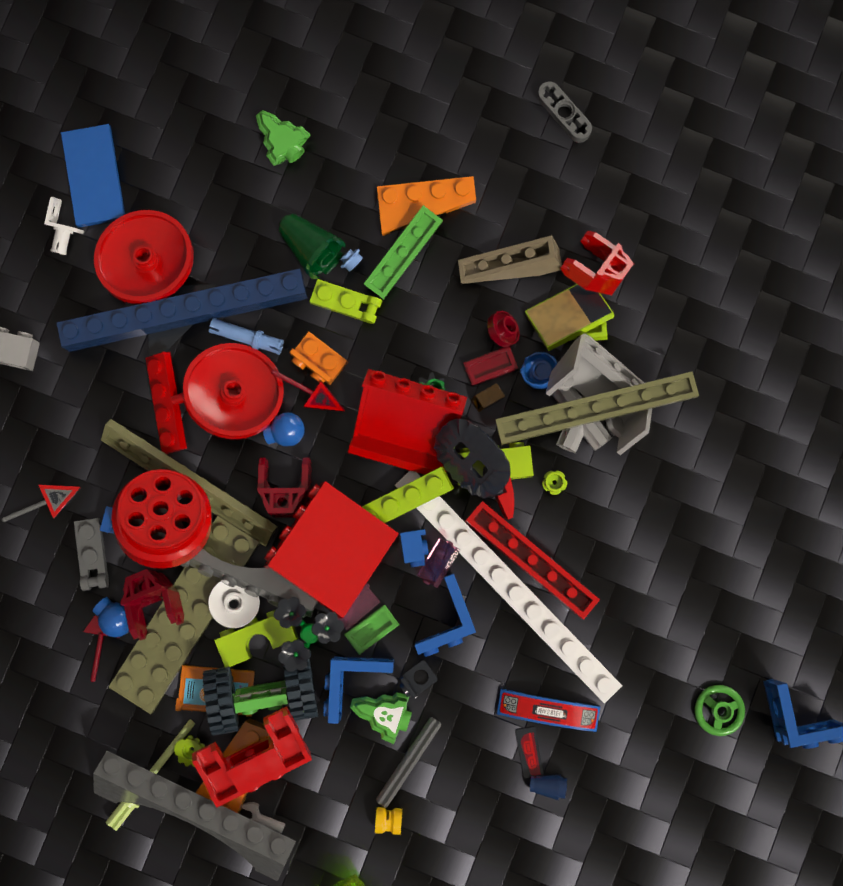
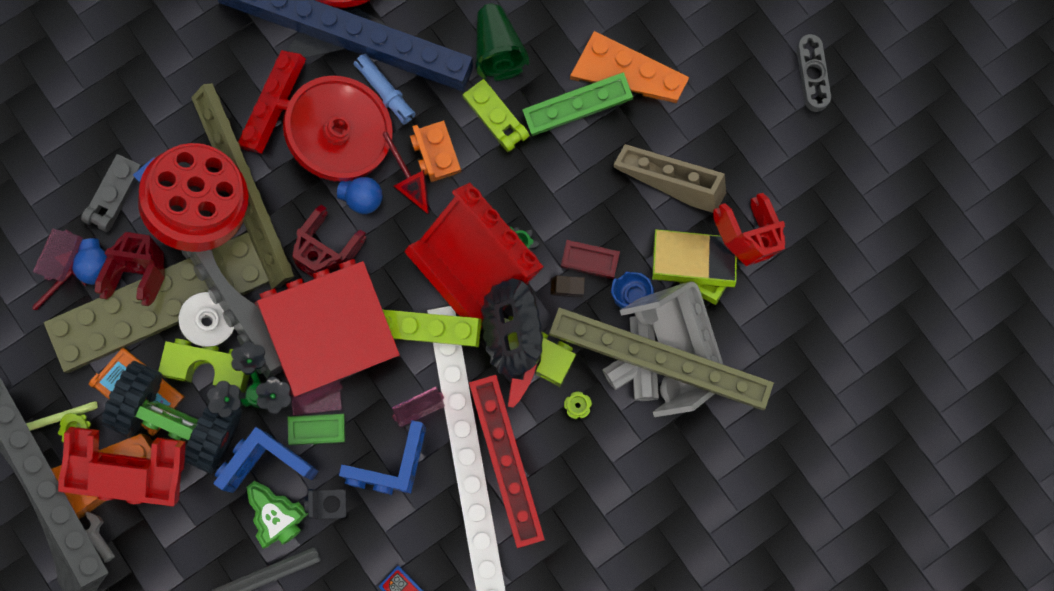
camera: 30 degrees right, 5 degrees down
(55, 497) = (116, 121): piece -> none
(83, 629) = (57, 255): none -> clear pink piece
(351, 259) = (525, 80): medium blue plate -> none
(414, 547) = (406, 378): blue brick -> none
(503, 329) = (623, 232): dark red plate -> none

